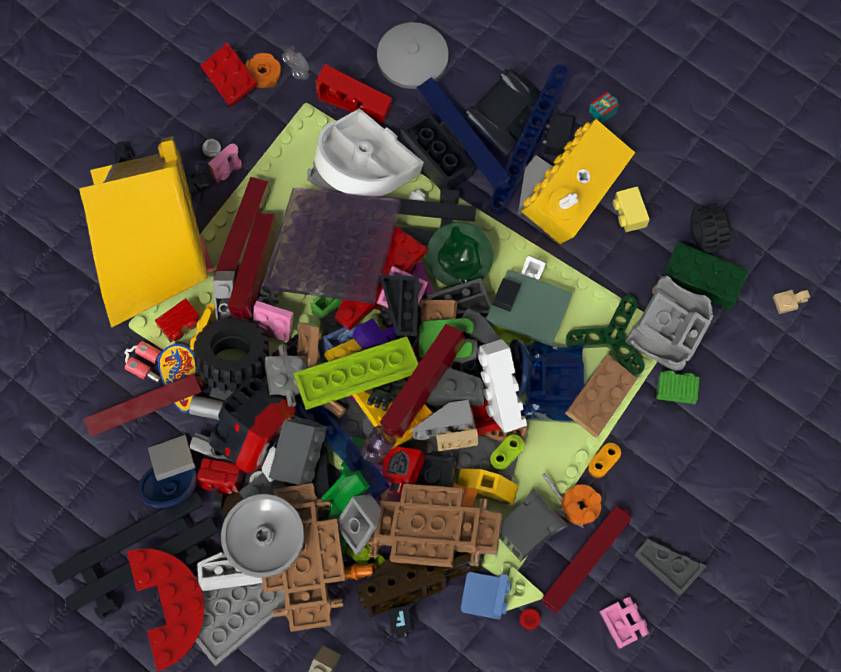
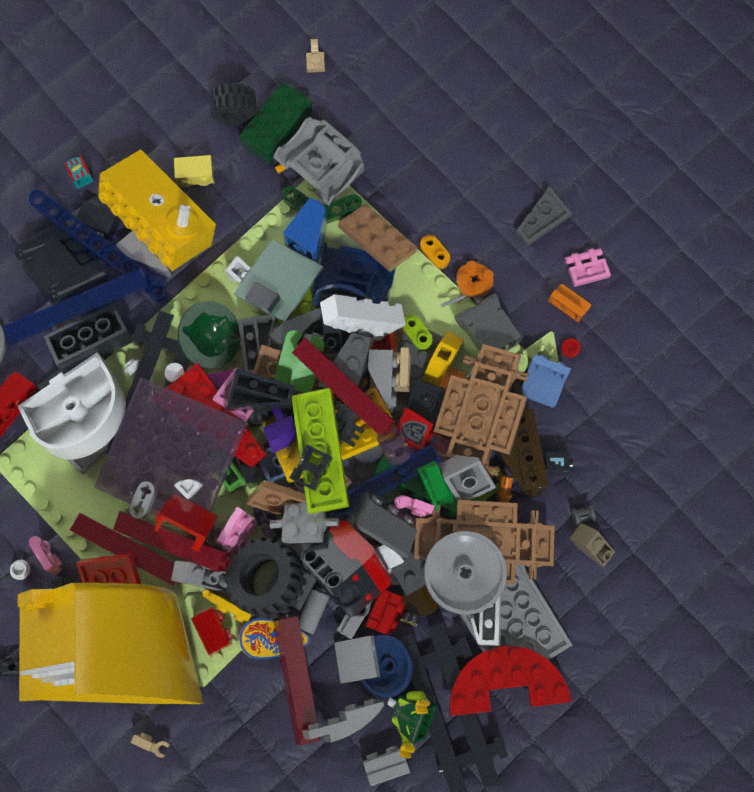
camera: 80 degrees left, 5 degrees up
(70, 288) = (144, 741): none -> tan plate
(75, 503) = (385, 766): none -> light grey brick
(113, 463) = (352, 720): none -> light grey slope
(121, 518) = (411, 718): none -> torso
(139, 368) = (253, 681): coral piece -> none
(214, 221) = (109, 569): none -> red plate
(271, 269) = (187, 517): none -> red panel
(286, 230) = (139, 498): none -> light grey beam
(303, 265) = (188, 487): none -> white tile
(322, 479) = (418, 507): none -> bright pink plate
(339, 360) = (305, 464): none -> black piece
(350, 657) = (577, 518): none -> dark grey bush
(417, 232) = (173, 372): none -> white tile
(580, 610) = (569, 302): none -> orange panel
(586, 559) = (526, 286): dark red brick -> none
(587, 325) = (307, 230): none -> blue slope
(678, 387) = (379, 172): bright green brick -> none

